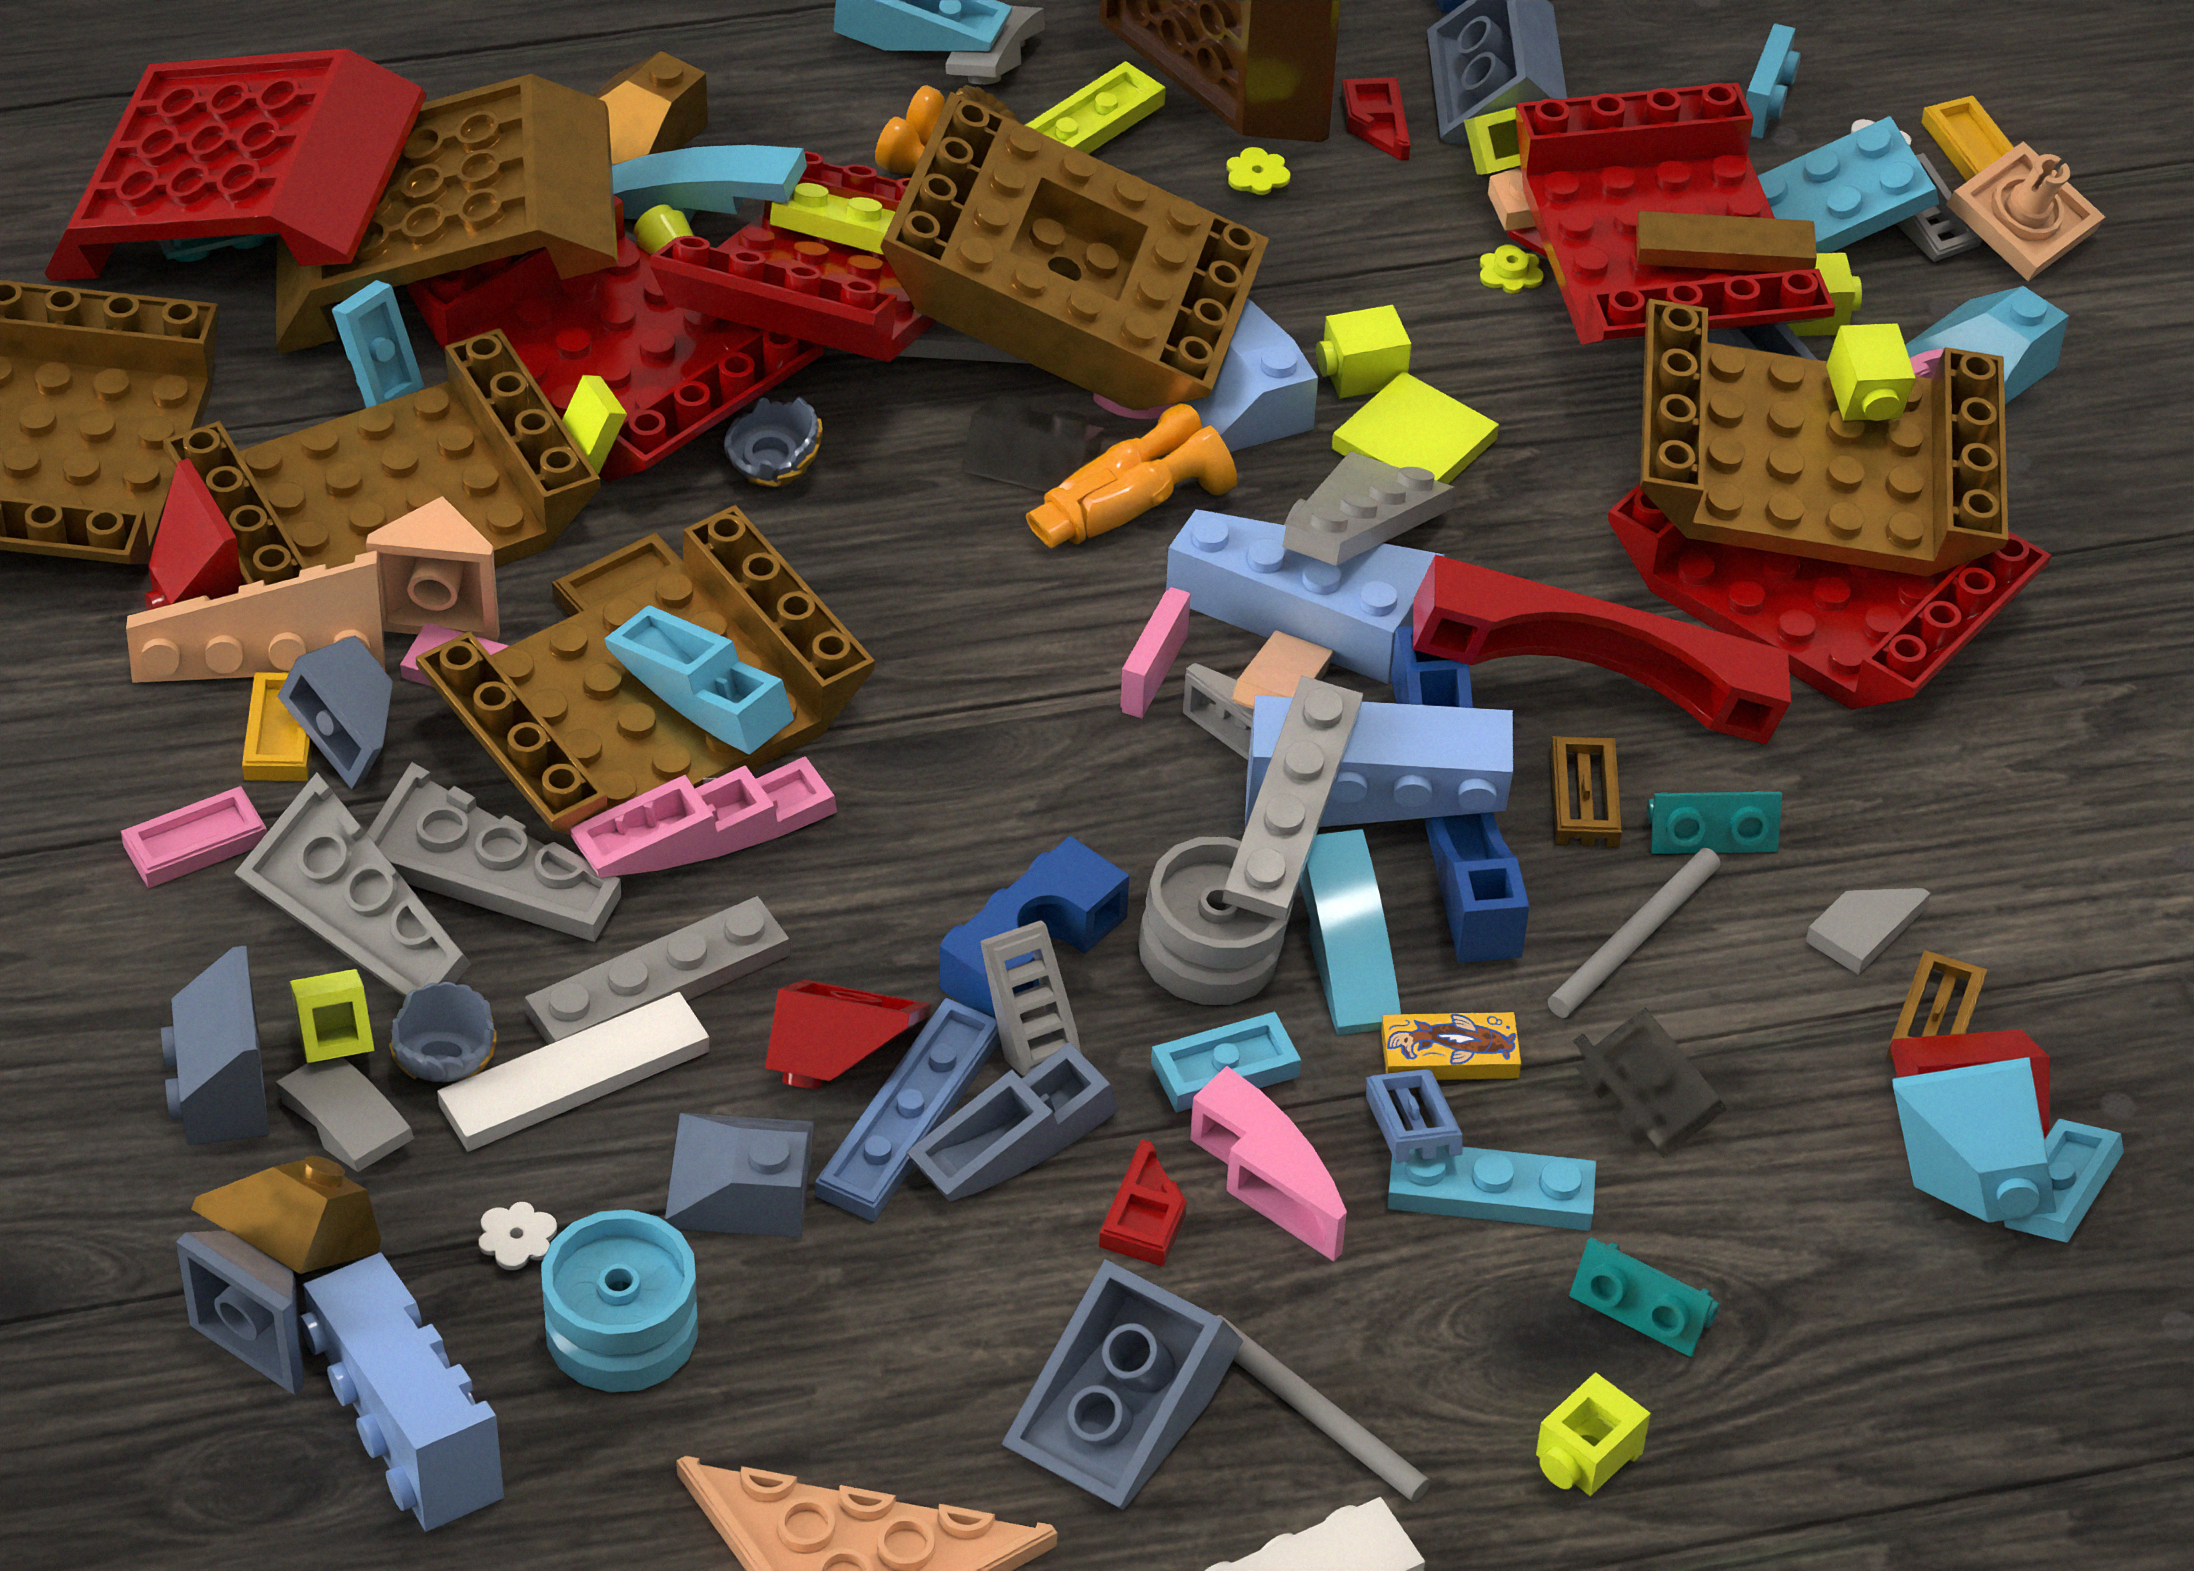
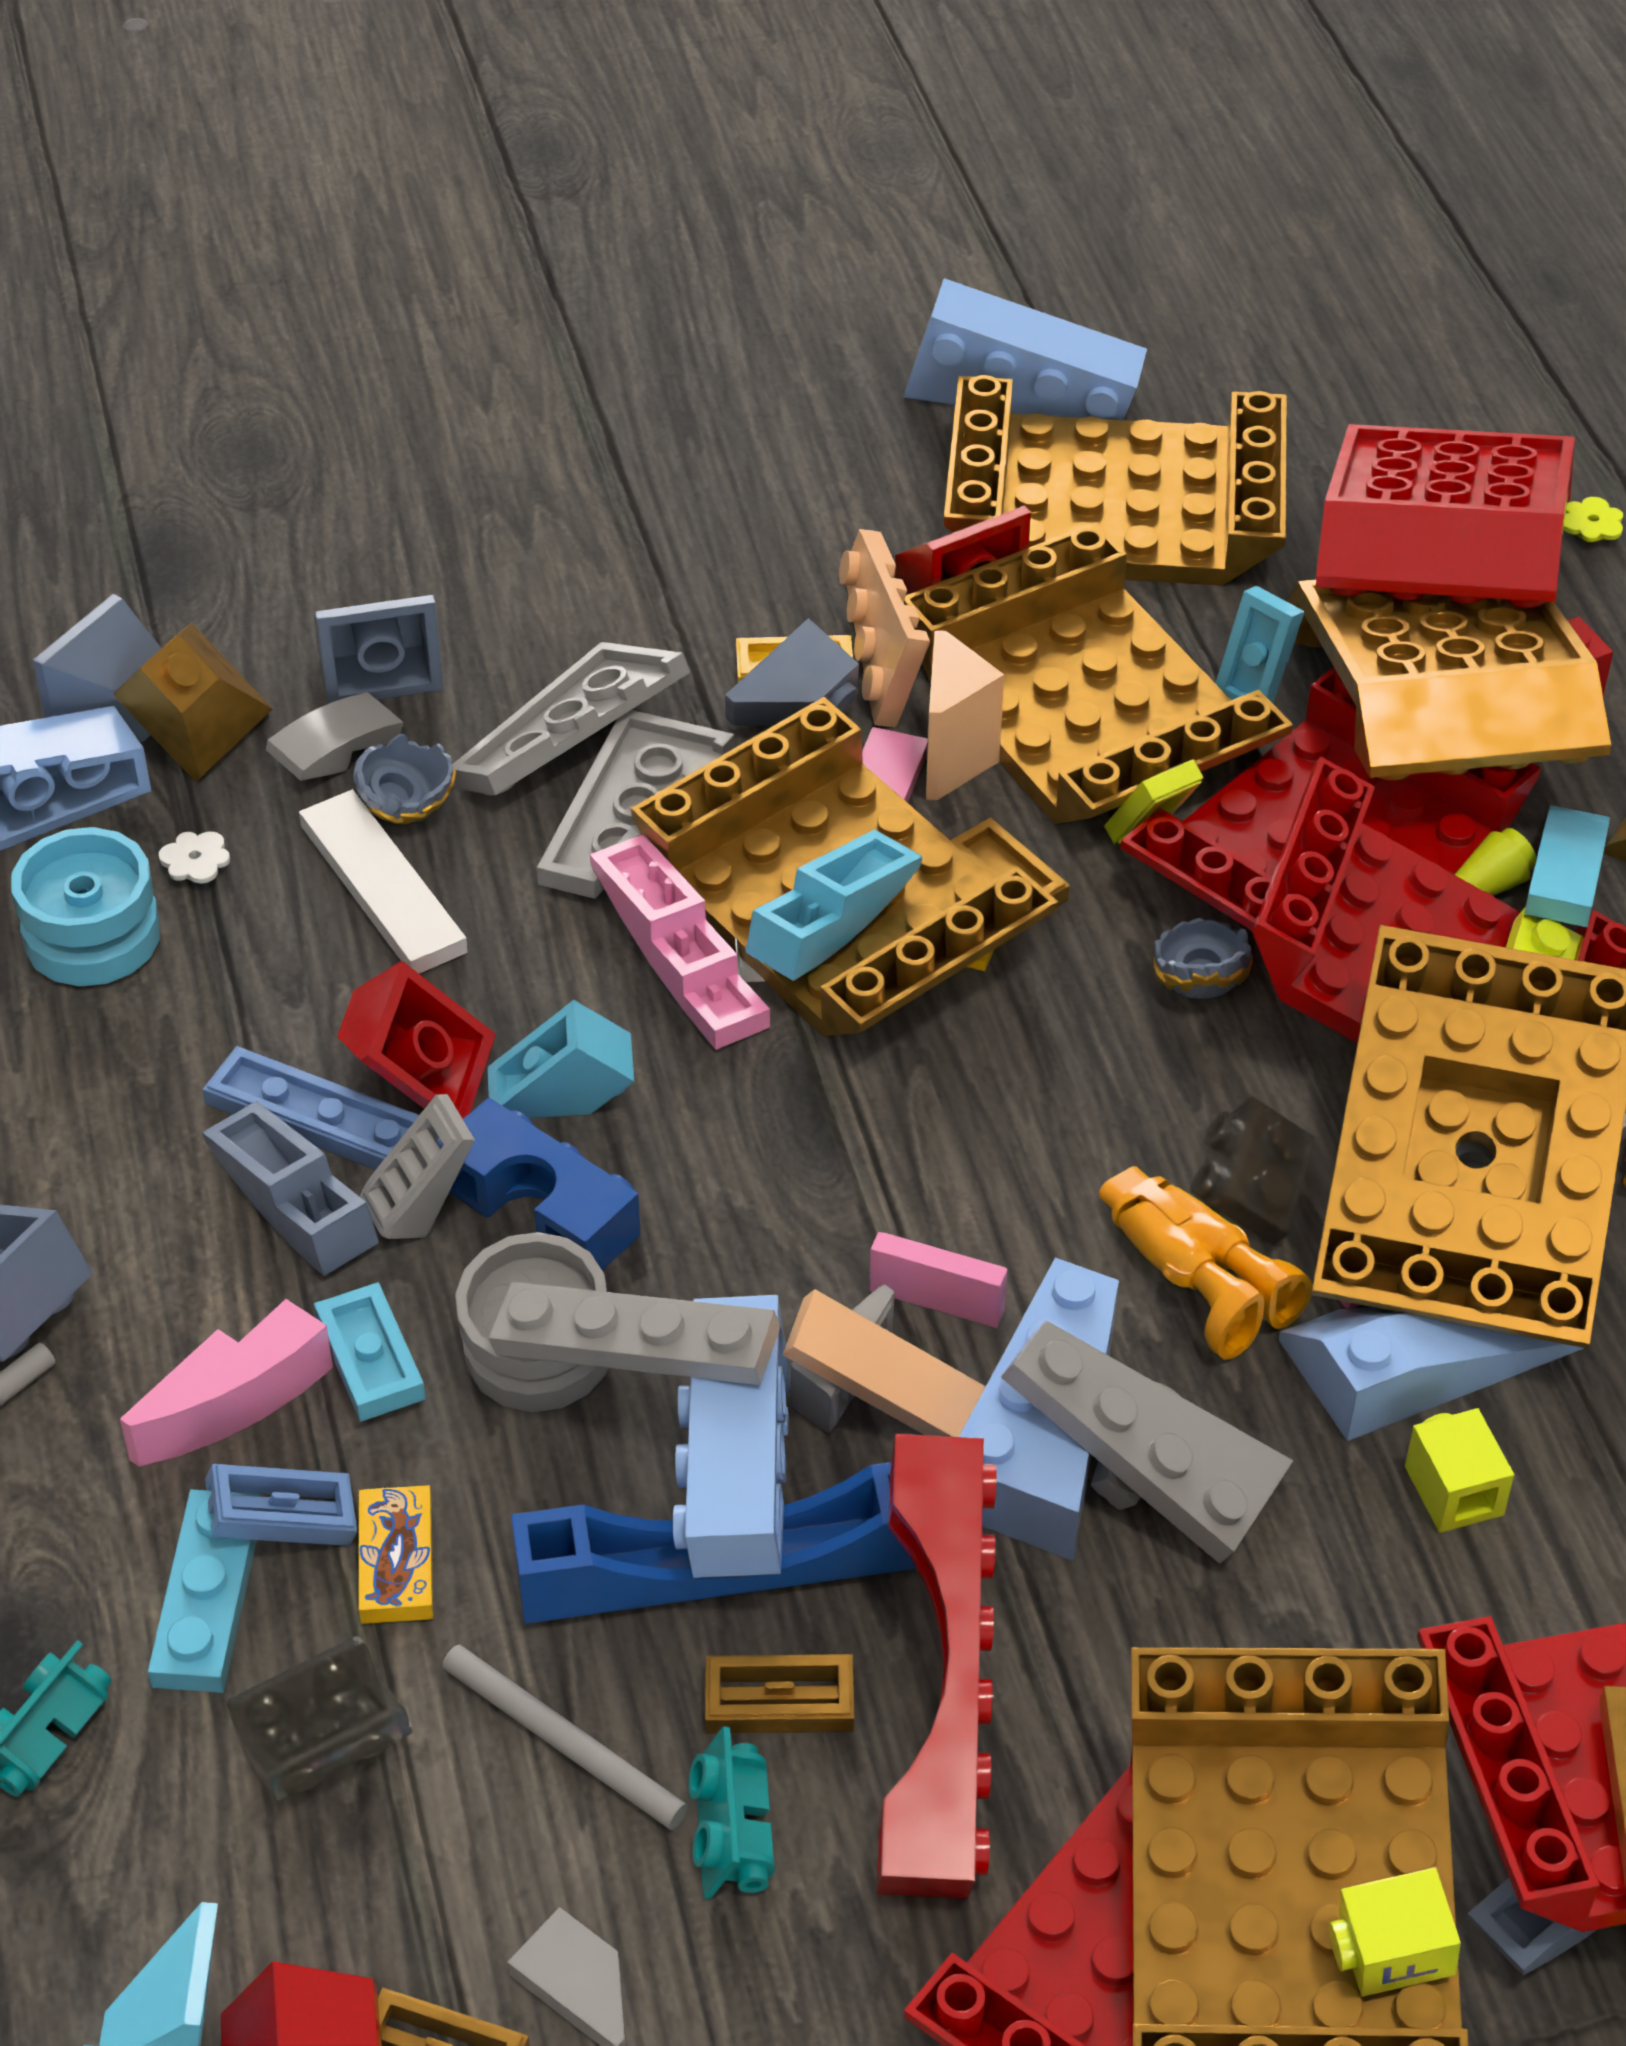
camera: 90 degrees right, 0 degrees up
(194, 837) = (657, 620): bright pink tile -> none
(332, 1015) = (421, 703): neon yellow brick -> none
(682, 962) = (500, 932): light grey plate -> none
(740, 1175) = (256, 1003): sand blue slope -> none
(879, 916) = (564, 1066): none -> medium azure slope
(1145, 1211) = (198, 1299): red tile -> none
(1349, 932) = (538, 1450): medium azure slope -> none
(1417, 428) = (1339, 1531): neon yellow tile -> none

